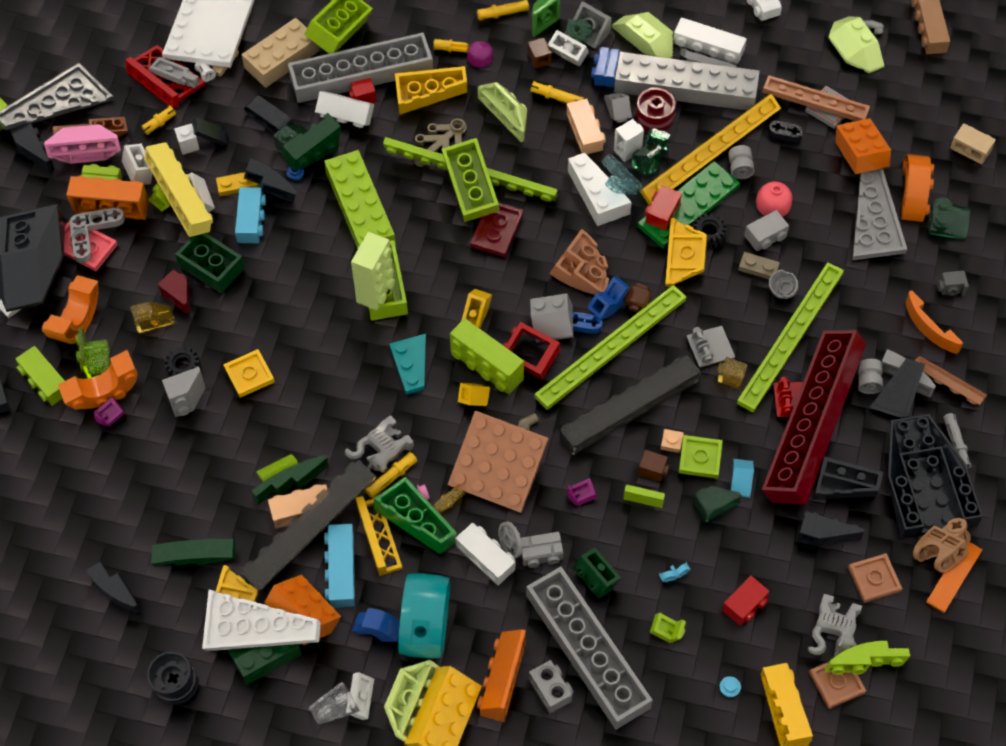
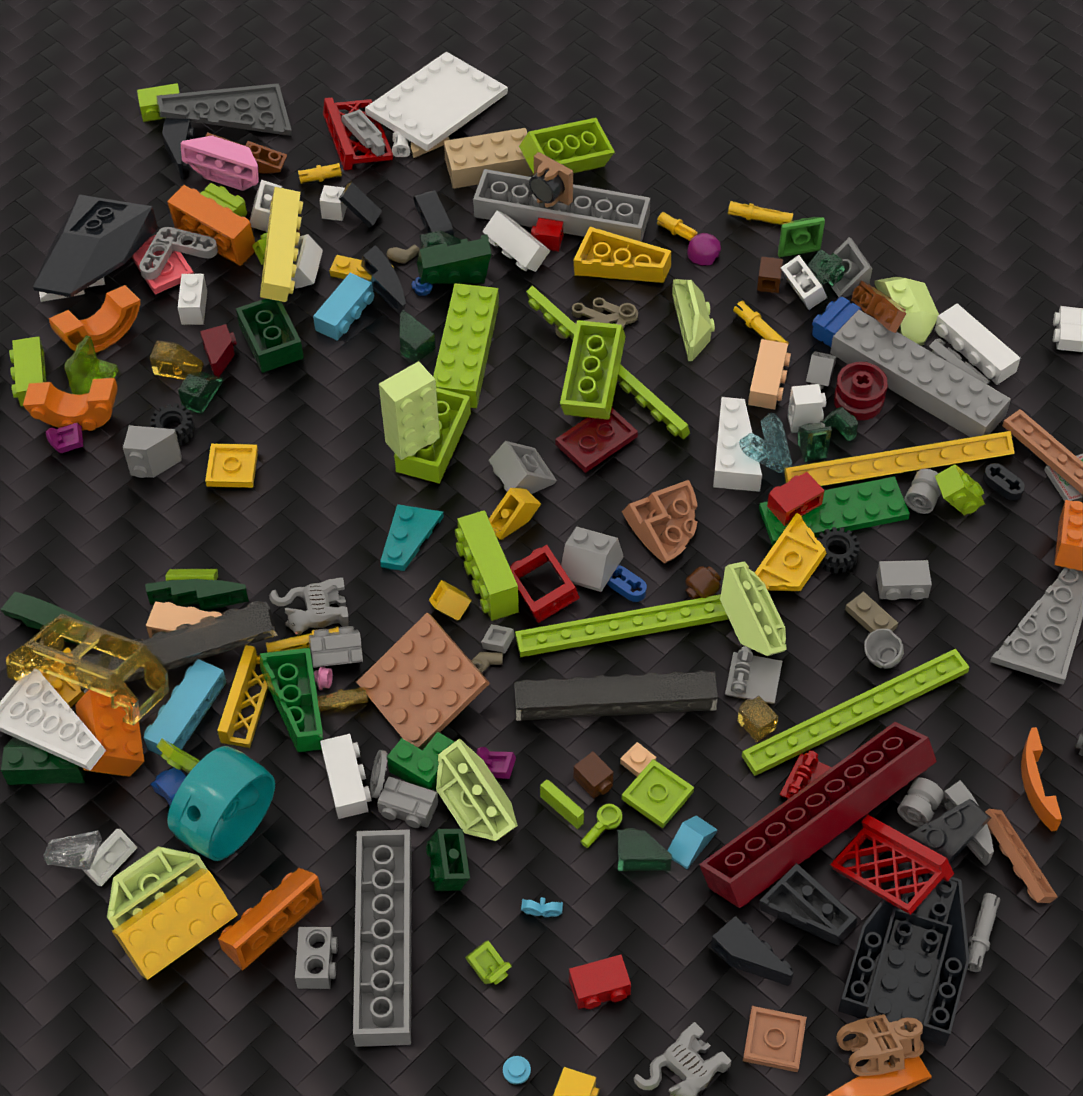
camera: 30 degrees right, 5 degrees down
(131, 262) = (192, 299): none -> white brick
(184, 329) = (198, 390): none -> clear green slope
(214, 580) = (68, 666): none -> clear yellow windscreen
(265, 156) = (401, 255): none -> dark tan arm
(317, 214) = (415, 338): none -> clear green slope
(350, 51) = (551, 181): none -> piece
(374, 602) = (177, 757): none -> lime plate
(420, 466) = (335, 647): none -> light grey brick
(460, 276) = (521, 467): none -> light grey slope
(525, 404) = (498, 638): none -> light grey plate
(535, 519) = (418, 765): none -> green brick
(584, 521) = (473, 793): none -> yellowish green wedge
(608, 302) = (669, 572): blue brick -> none
(632, 43) = (879, 306): none -> dark orange slope
(678, 489) = (607, 817): none -> lime plate
(686, 302) = (752, 610): none -> yellowish green wedge
(766, 150) = (960, 489): none -> lime brick
(774, 197) = (941, 549): coral cylinder -> none
(885, 412) = (907, 849): none -> red fence

